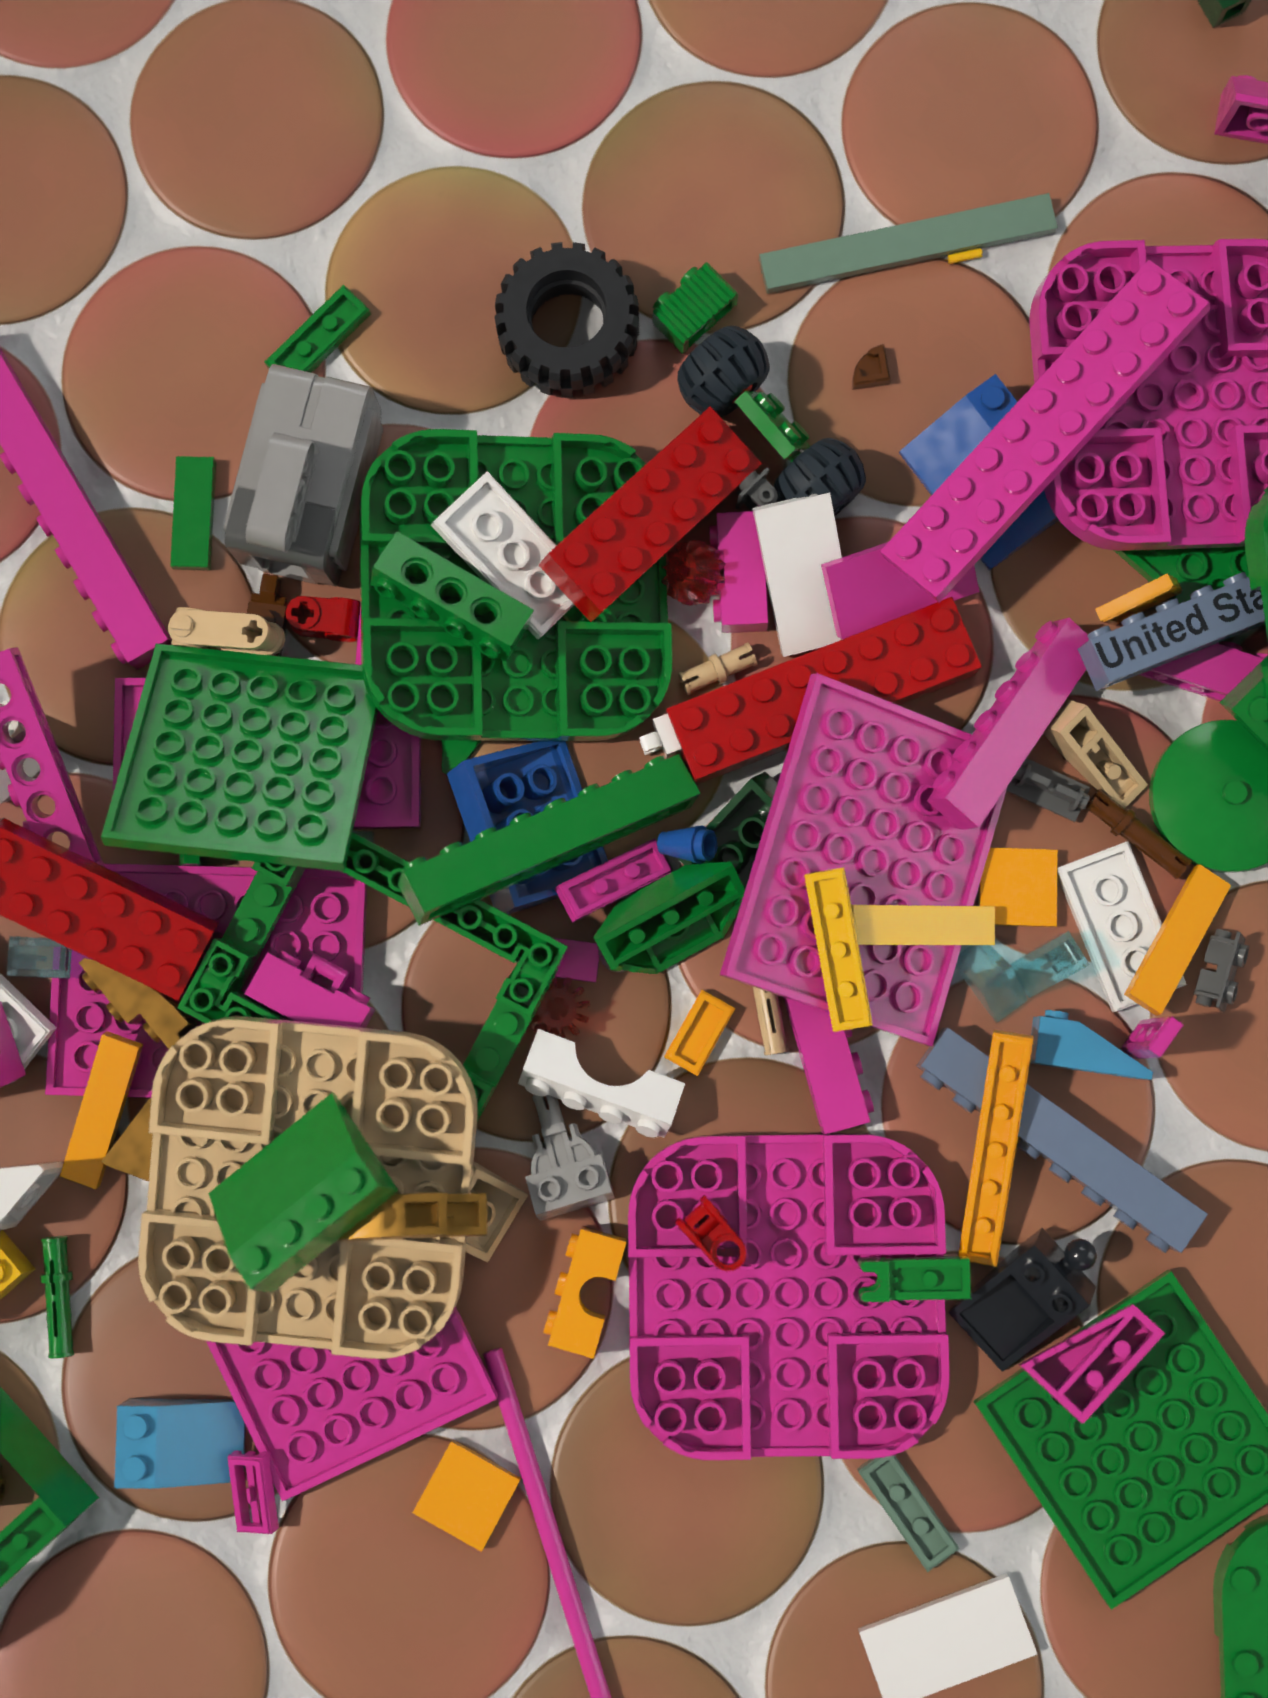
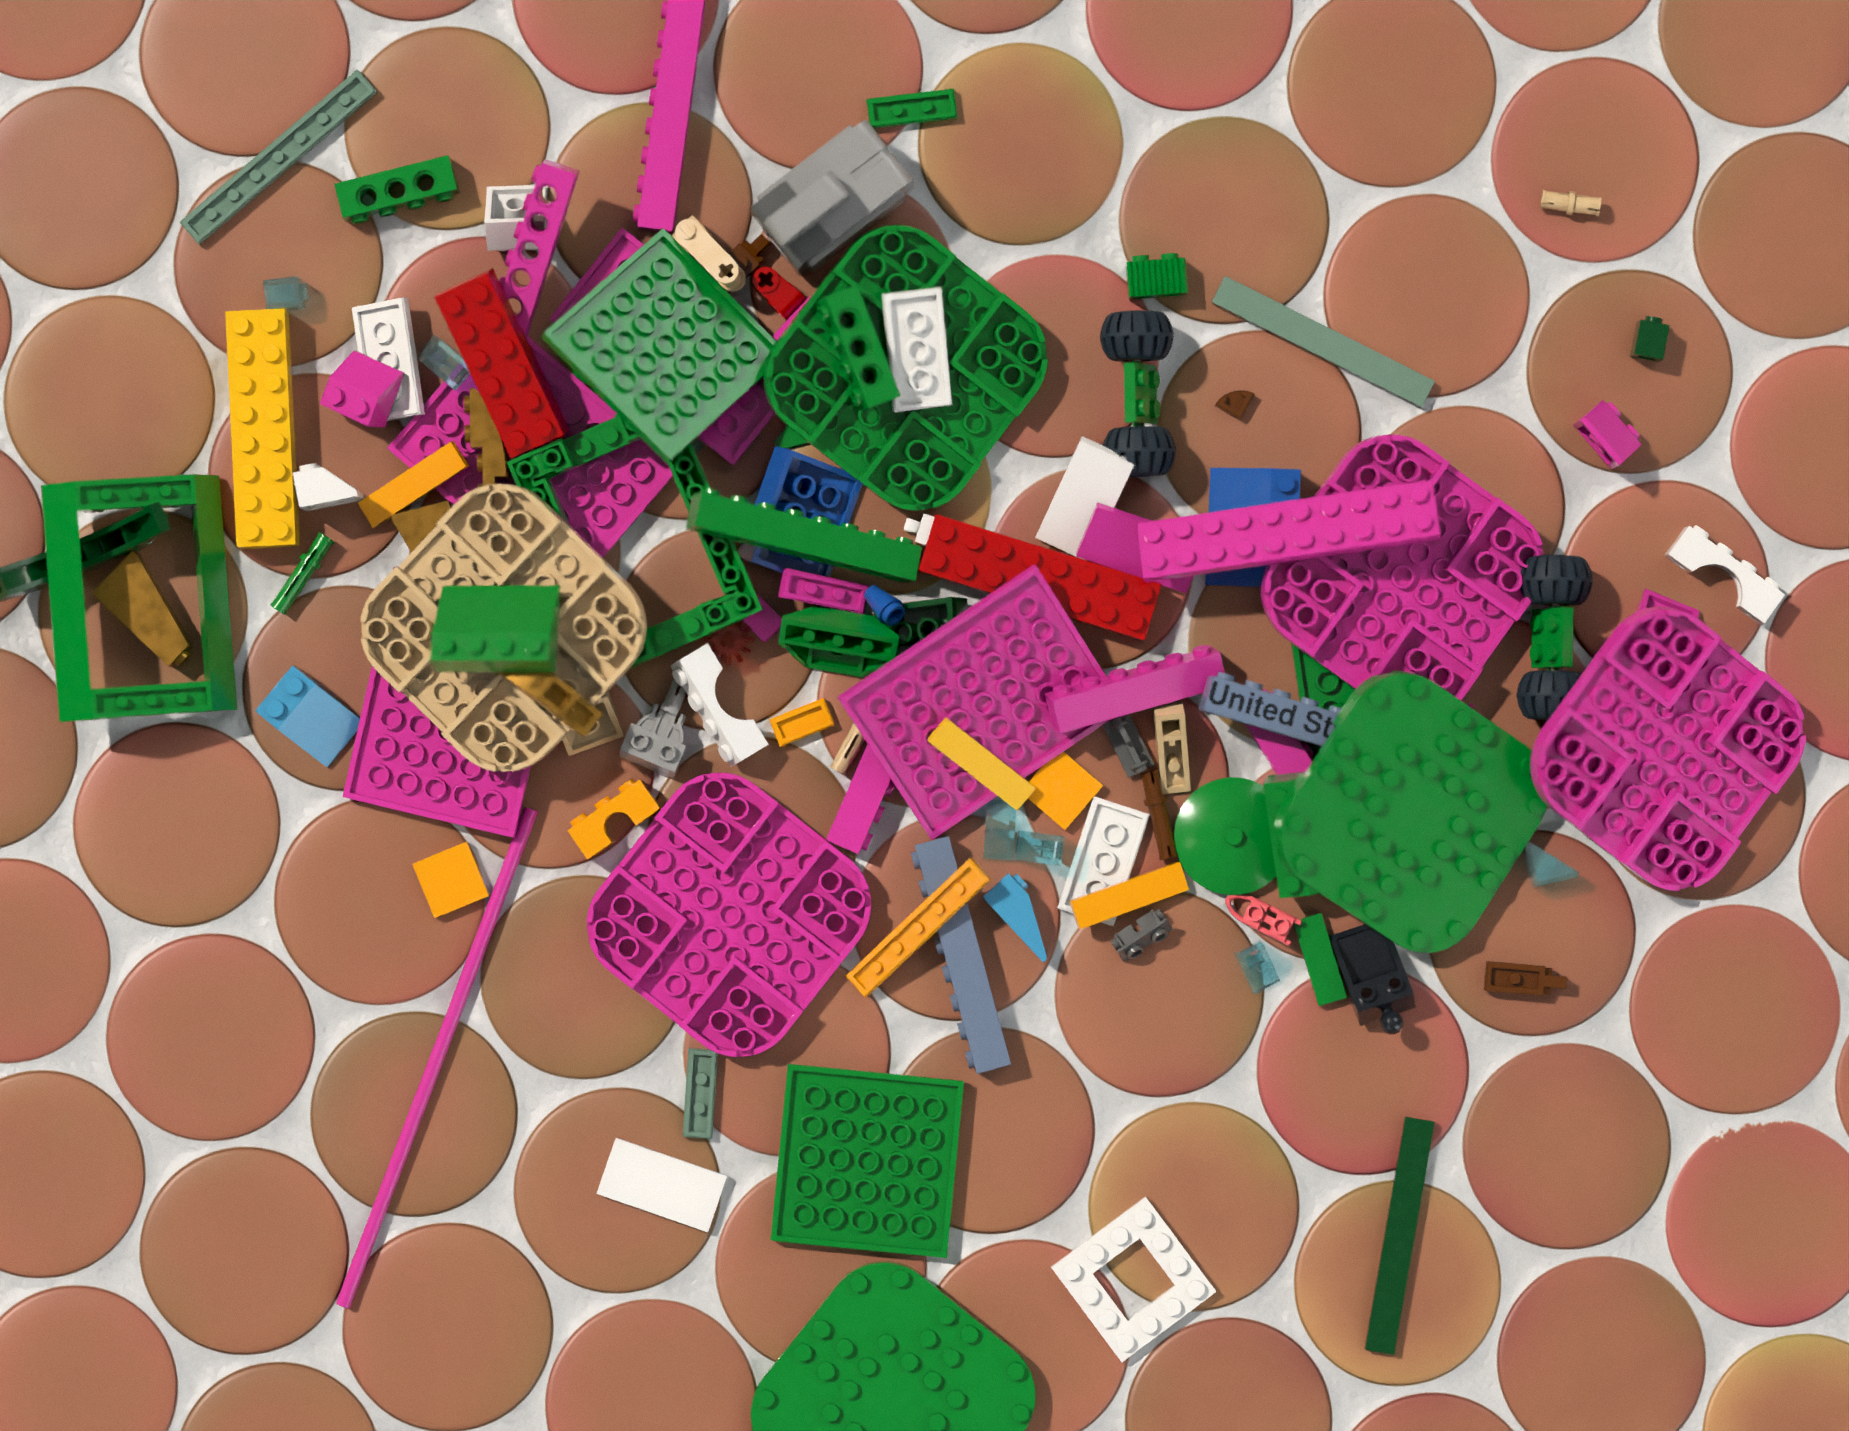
camera: 35 degrees right, 5 degrees up
(193, 513) = (748, 159): green tile -> none
(259, 1492) = (333, 781): dark pink tile -> none
(292, 993) = (580, 507): dark pink piece -> none
(564, 273) = (1076, 185): black tyre -> none
(649, 514) = (1019, 390): red brick -> none
(693, 573) = (1019, 444): clear red gear -> none
(711, 1233) = (713, 842): red piece -> none
(717, 668) = (989, 513): tan pin -> none
(743, 593) = (1044, 477): dark pink piece -> none
(756, 491) = (1097, 427): dark grey hinge -> none
(838, 949) = (918, 737): yellow tile -> none
(916, 1278) = (811, 964): green plate -> none
(964, 256) = (1351, 377): yellow piece -> none
(1027, 1297) = (867, 1028): black slope -> none
(1094, 1360) = (873, 1090): dark pink wedge -> none
(1139, 599) = (1270, 676): light orange tile -> none
(1151, 1037) = (1060, 935): dark pink tile -> none

